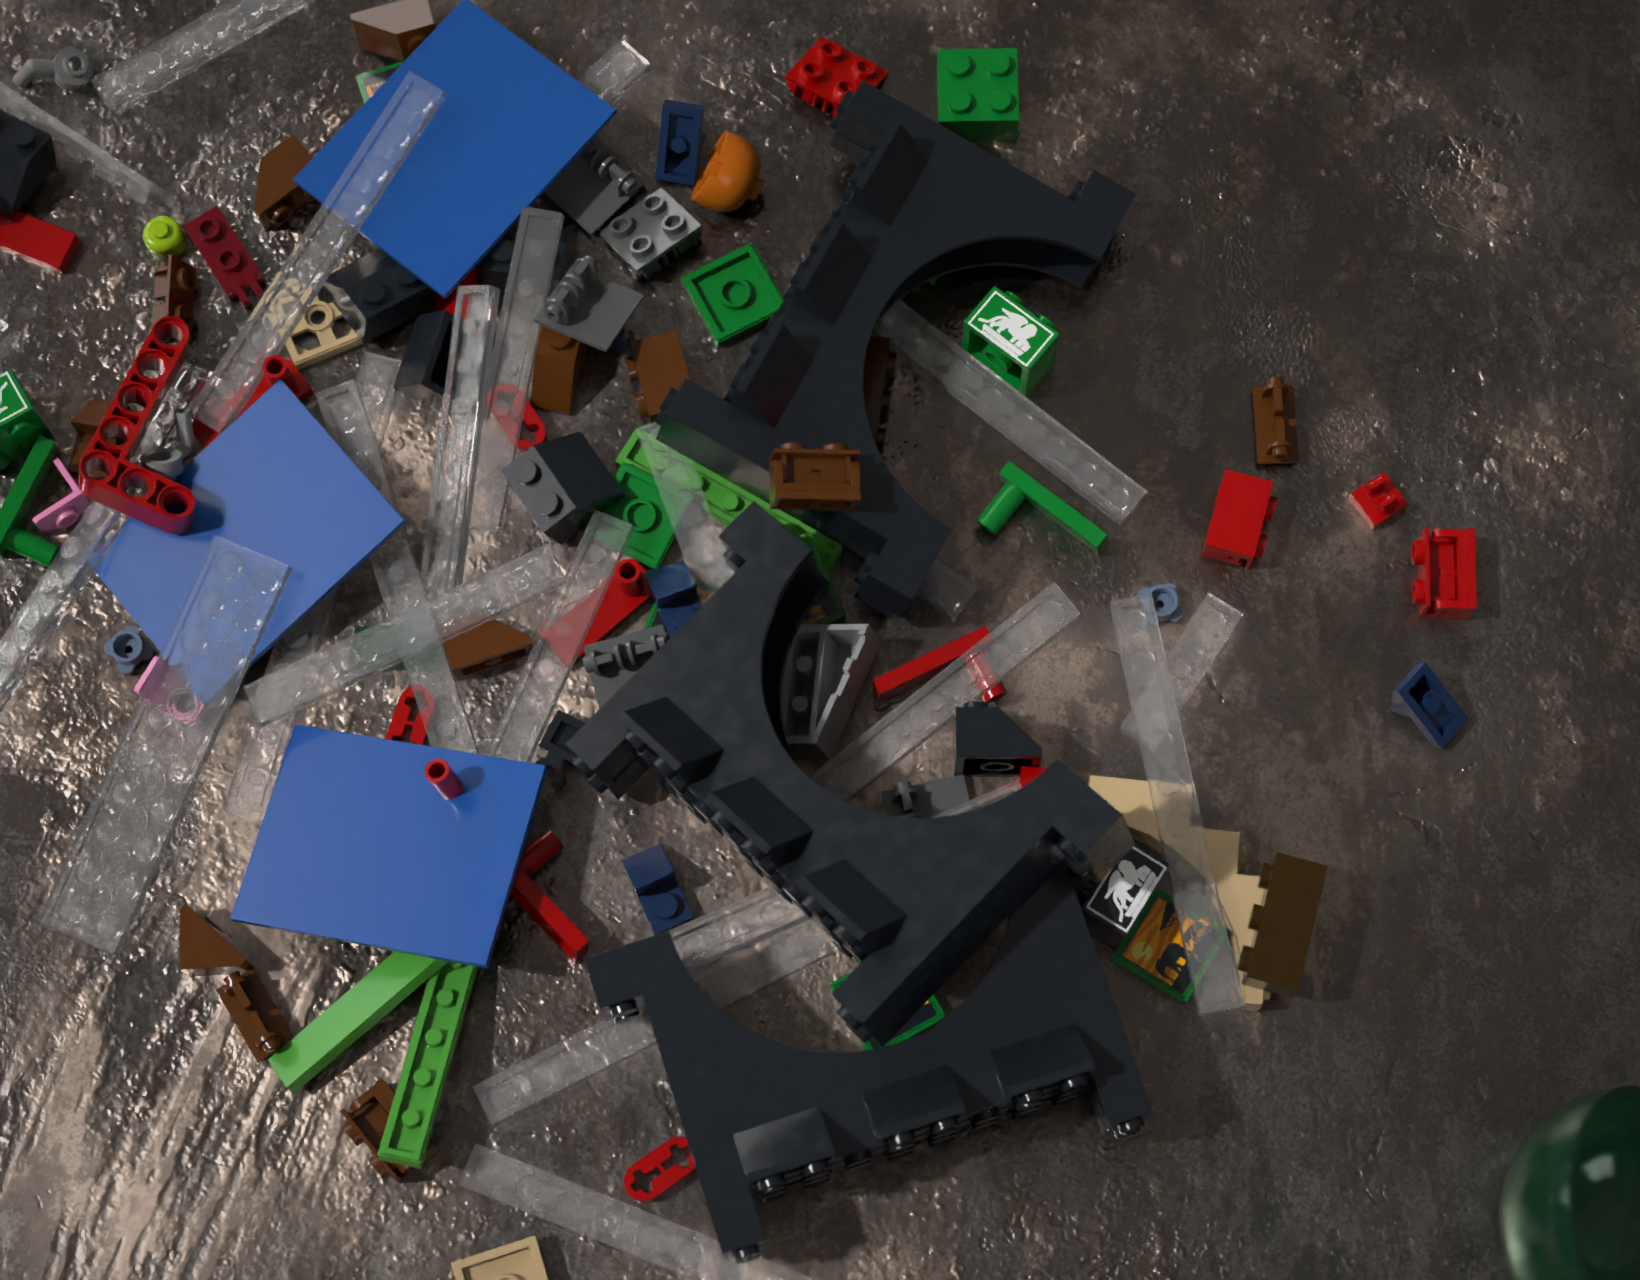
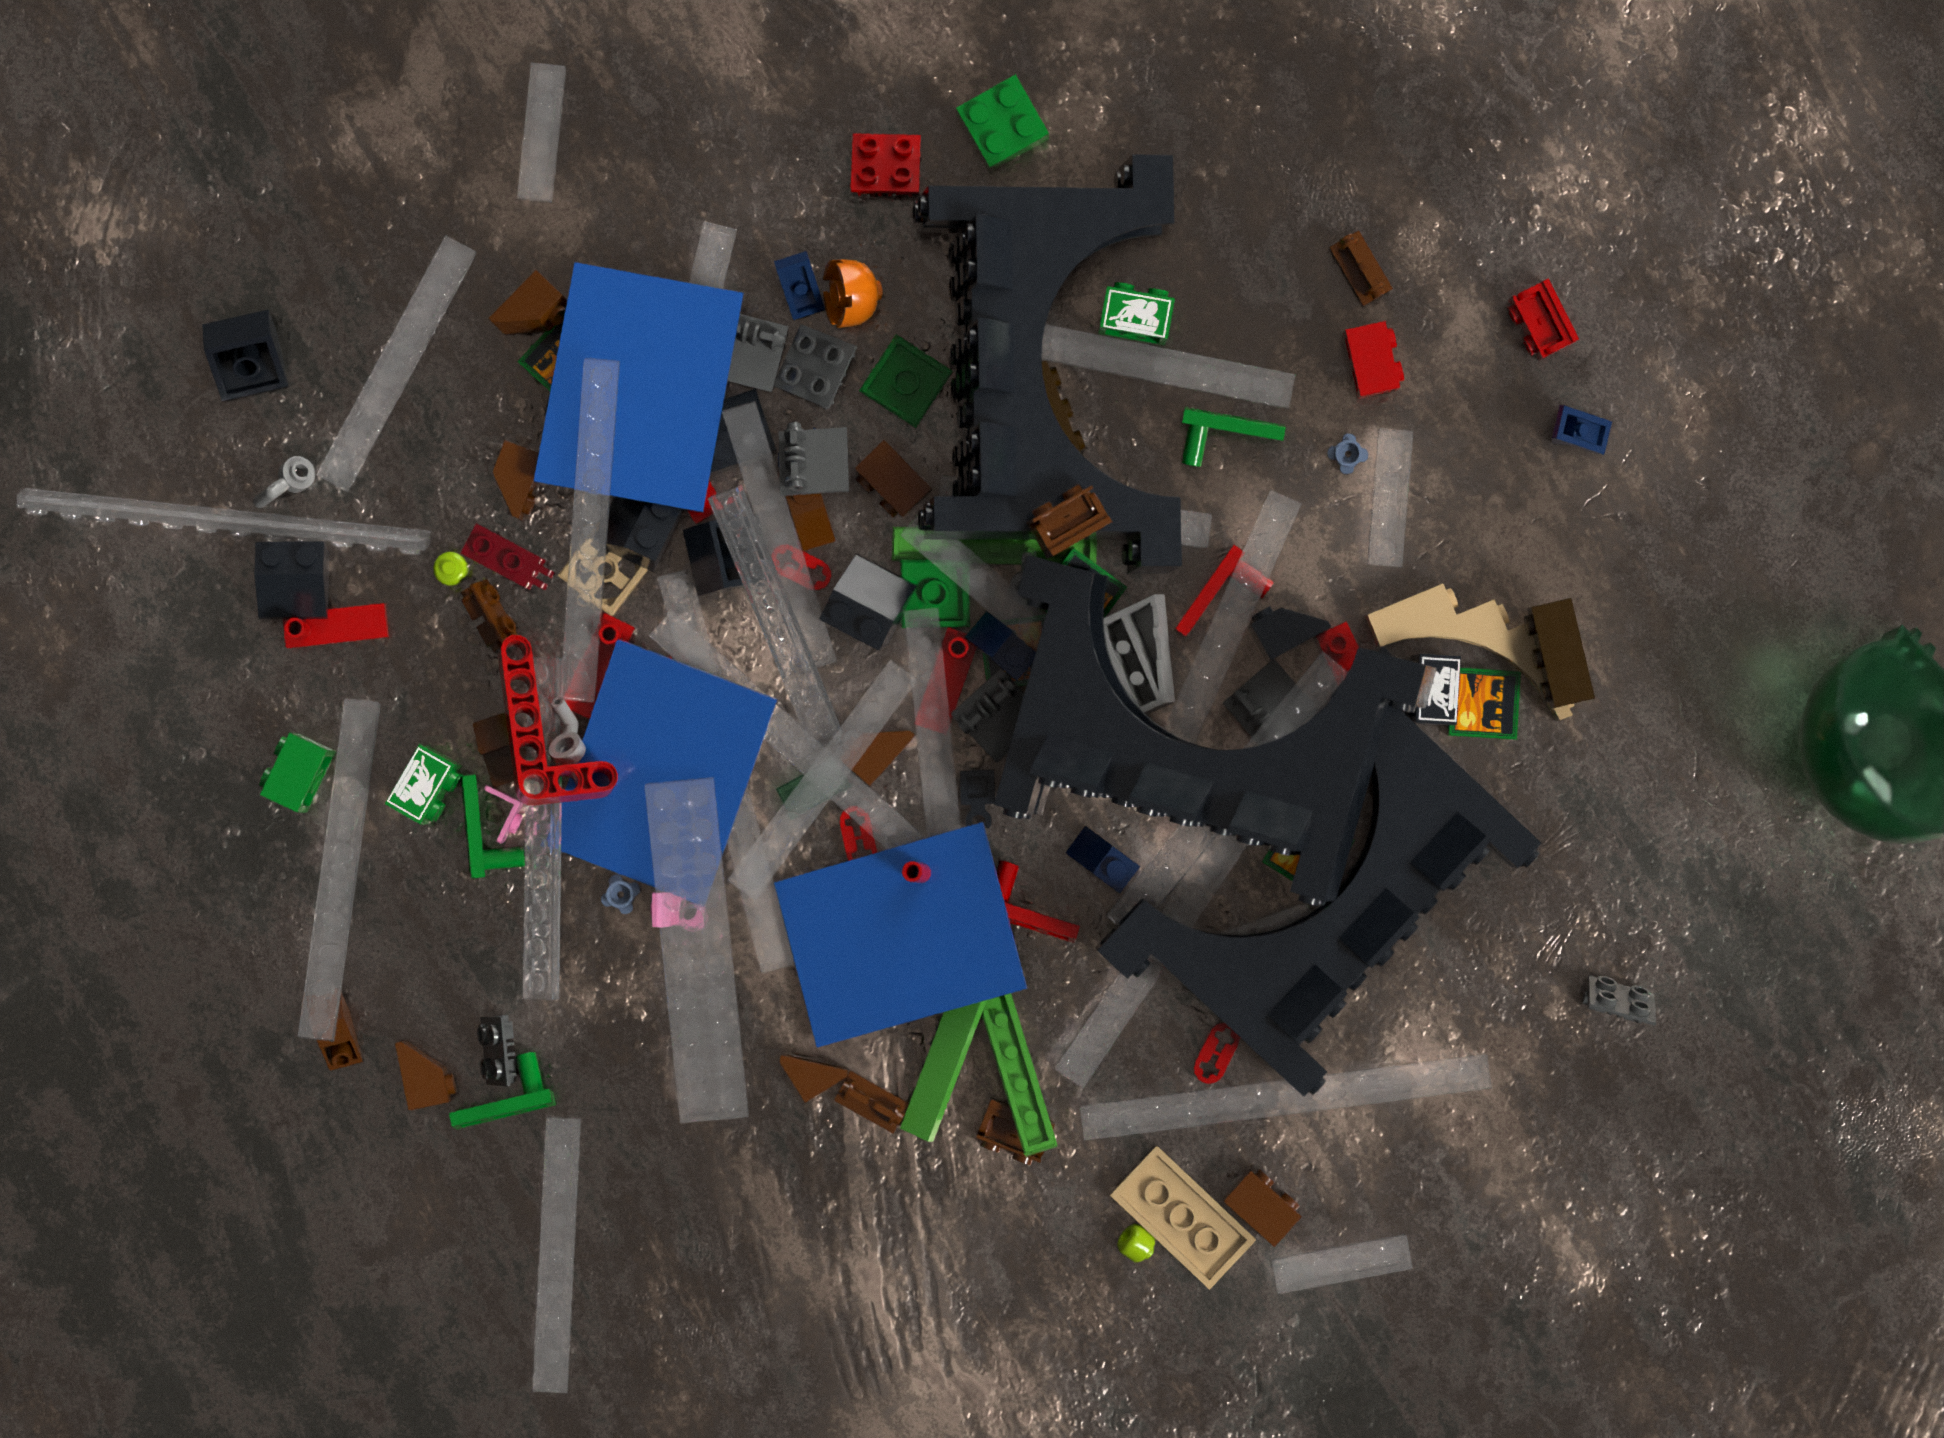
camera: 30 degrees left, 15 degrees up
(1175, 806) = (1439, 605): clear plate -> none
(1378, 501) = (1465, 287): red tile -> none

